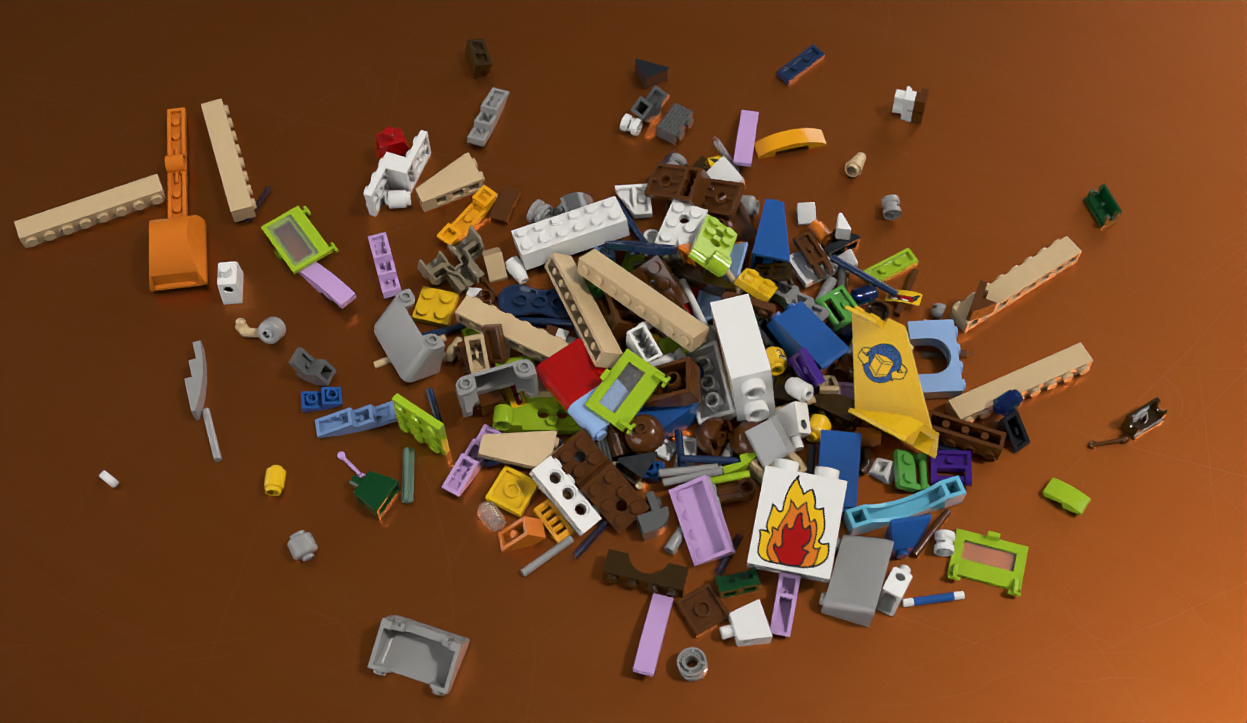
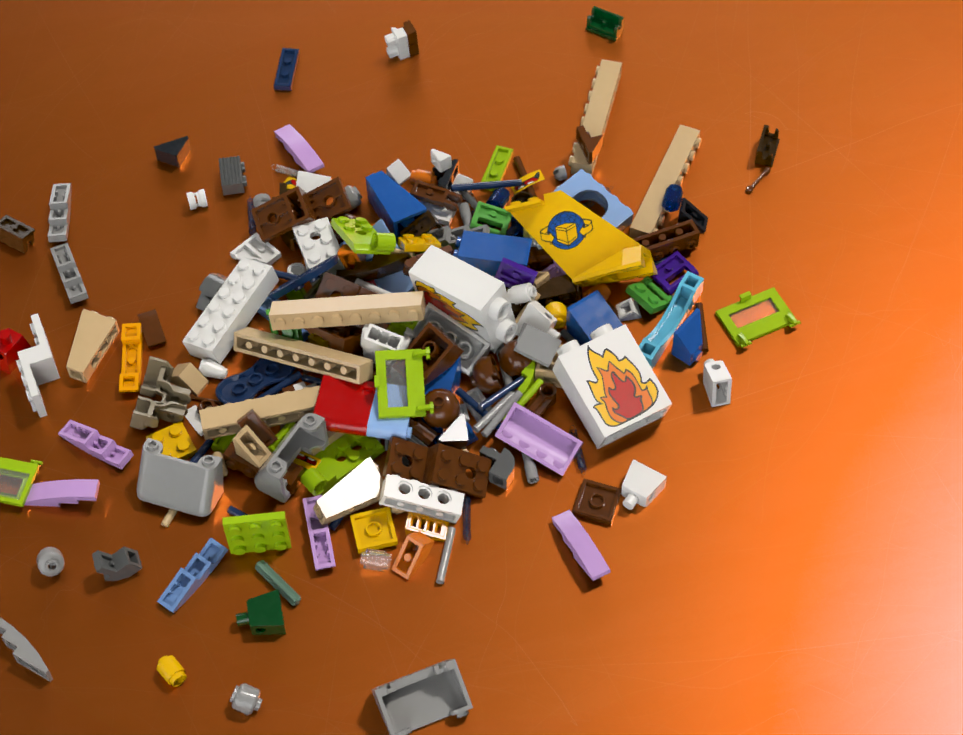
camera: 40 degrees left, 5 degrees down
(211, 435) = (77, 680): light grey bar -> none
(244, 330) = (23, 581): tan arm -> none
(321, 400) = (147, 583): blue slope -> none
(341, 456) = (206, 612): lavender hinge -> none
(398, 199) = (56, 386): white brick -> none
(524, 65) = (59, 212): none -> light grey slope
(539, 211) = (189, 313): light grey wheel -> none
(650, 107) = (199, 175): dark grey brick -> none
(668, 581) = (512, 519): dark brown arch -> none
(688, 655) = (632, 550): light grey wheel -> none
(737, 583) = (604, 463): dark green hinge -> none
(743, 223) = (362, 210): reddish brown tile -> none
(785, 604) = (650, 449): lavender slope -> none
(789, 139) = (333, 128): light orange slope -> none
(855, 165) = (401, 113): tan cone -> none
(857, 578) = (692, 393): light grey windscreen -> none
(891, 207) = (456, 124): light grey wheel -> none
(933, 598) = (747, 367): blue bar -> none
(944, 543) = (718, 326): white wheel -> none
(1070, 497) = (766, 233): lime slope -> none

